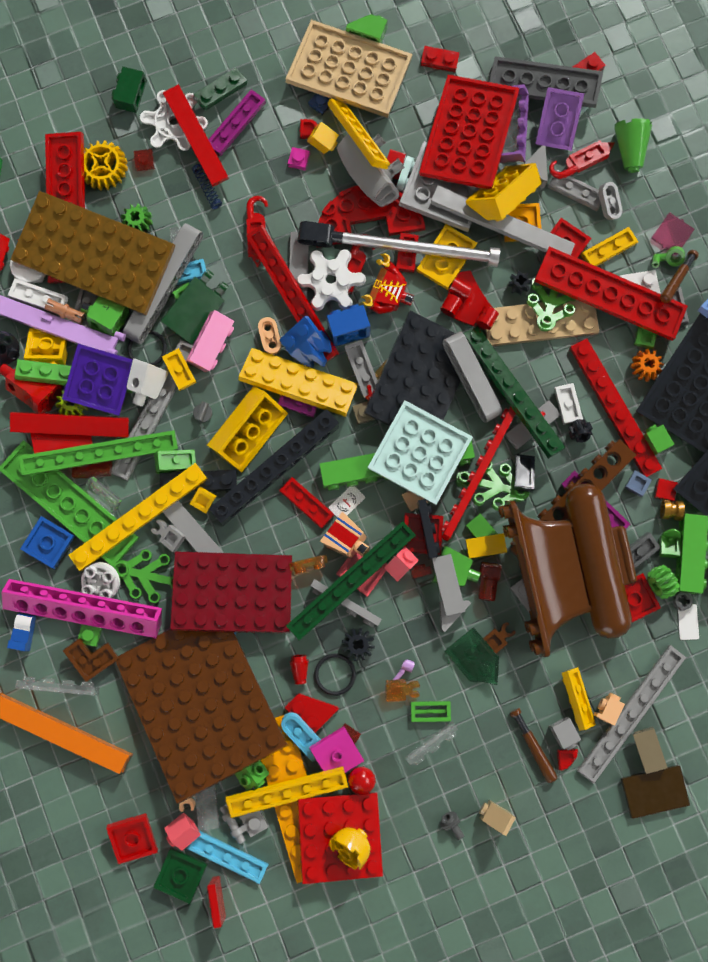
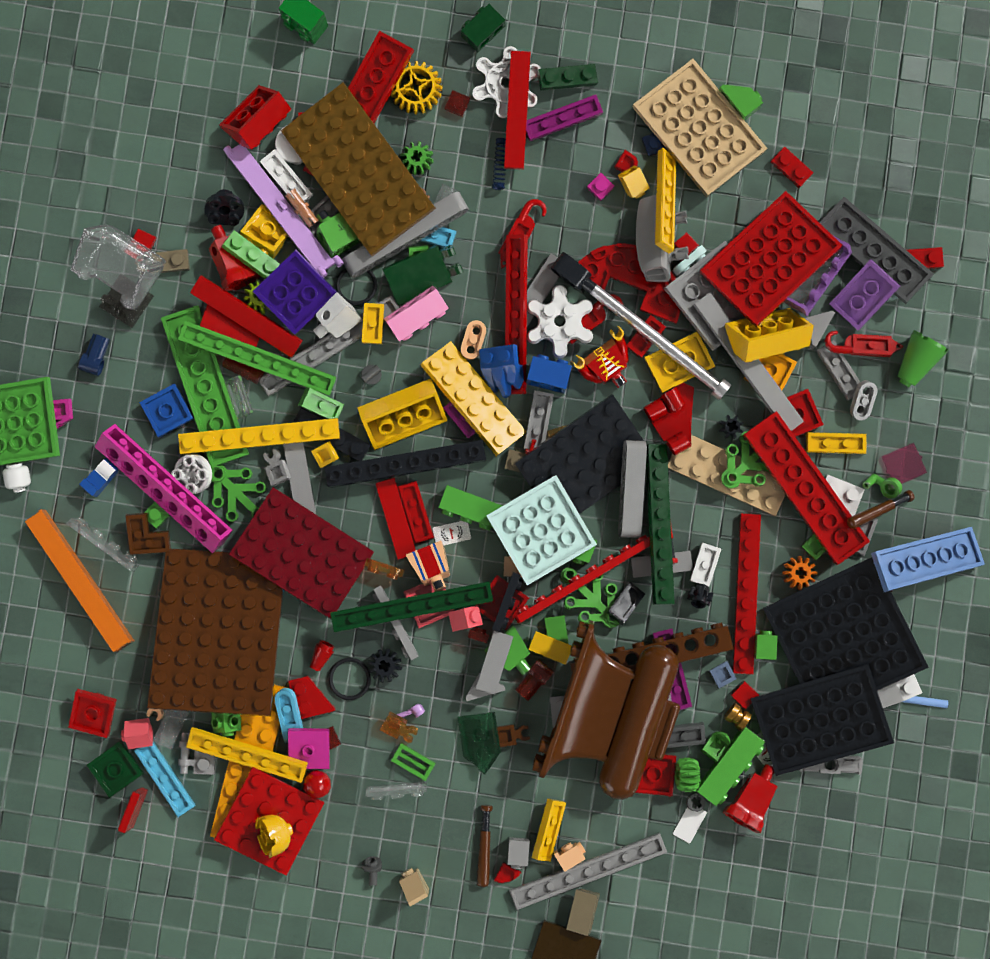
camera: 30 degrees right, 5 degrees up
(293, 517) = (395, 517): none -> red tile

